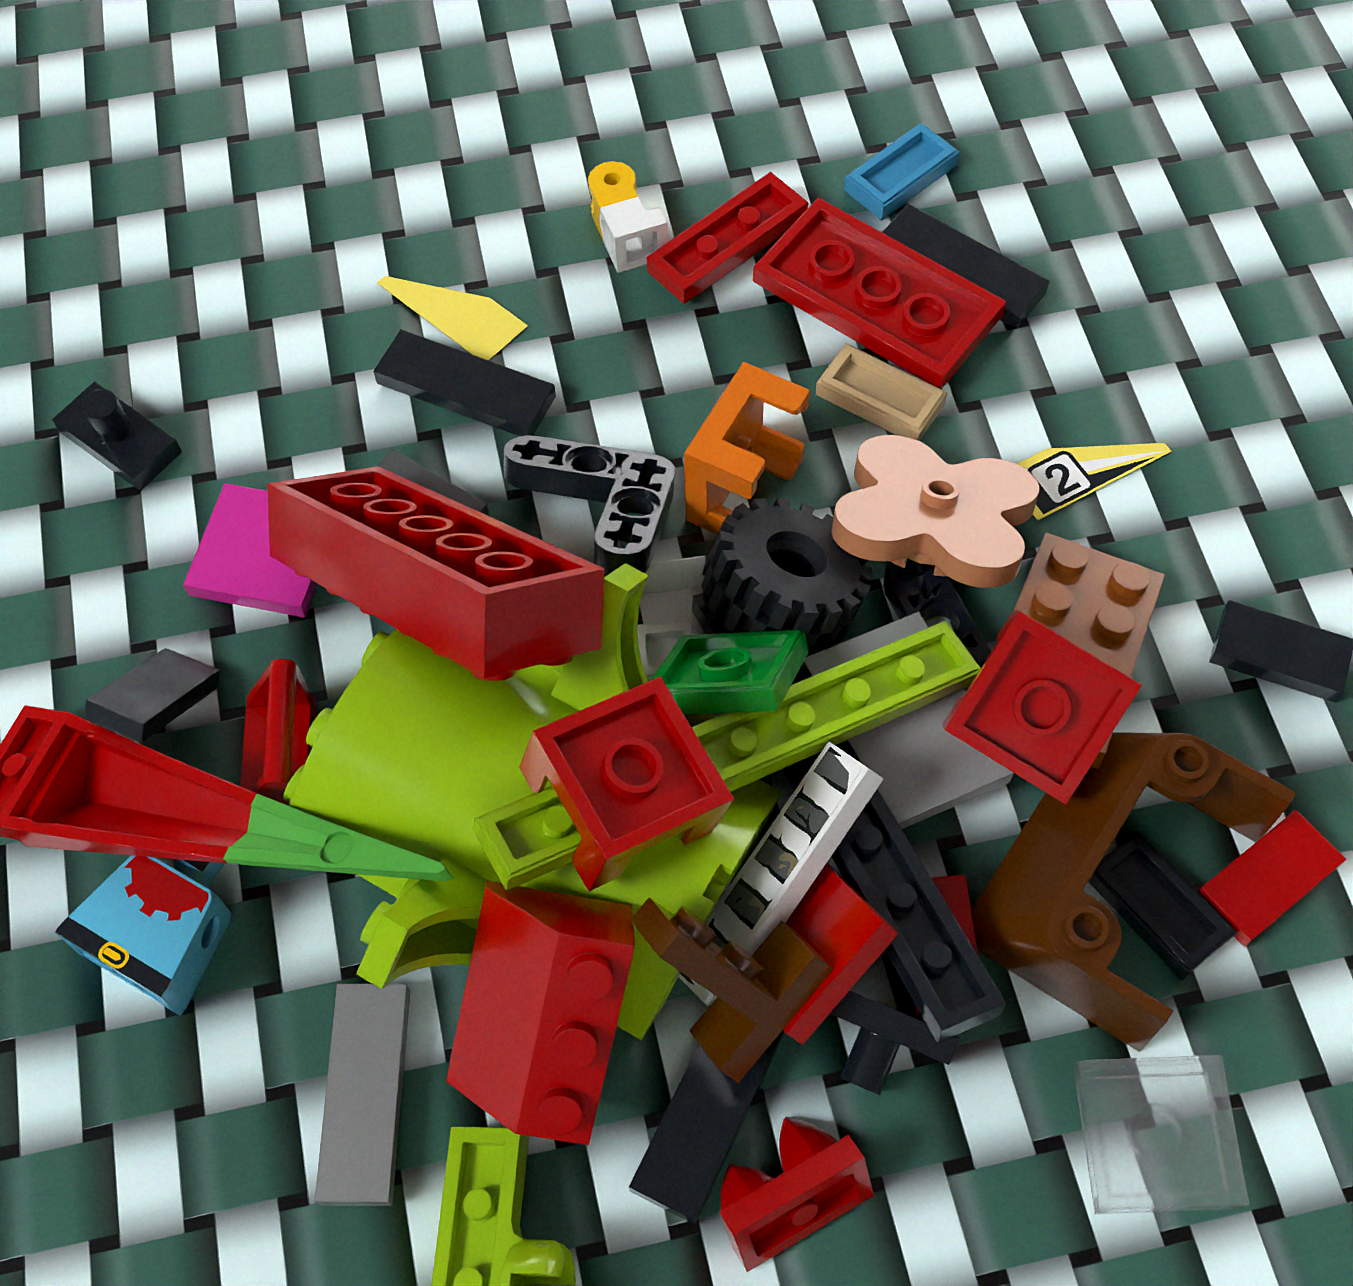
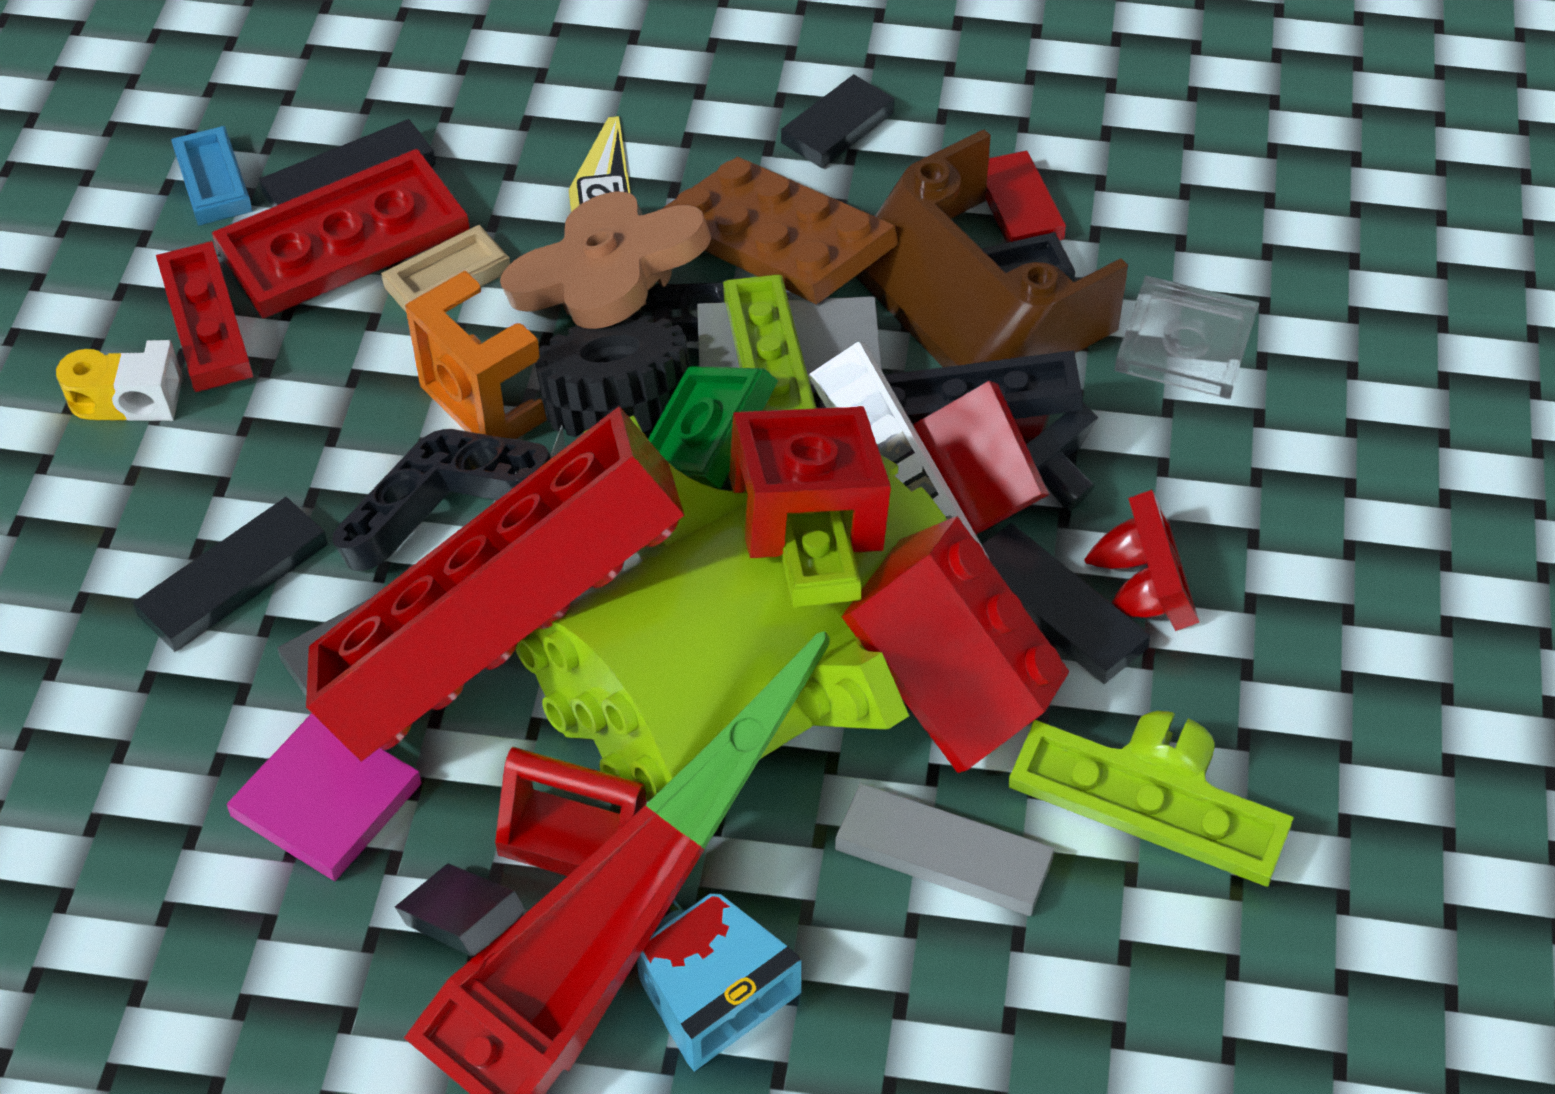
camera: 70 degrees left, 10 degrees down
(117, 435) = (89, 899): black tile -> none
(466, 318) = (136, 558): light yellow sticker -> none
(753, 992) = (994, 502): reddish brown bracket -> none
(1041, 706) = (848, 231): red panel -> none

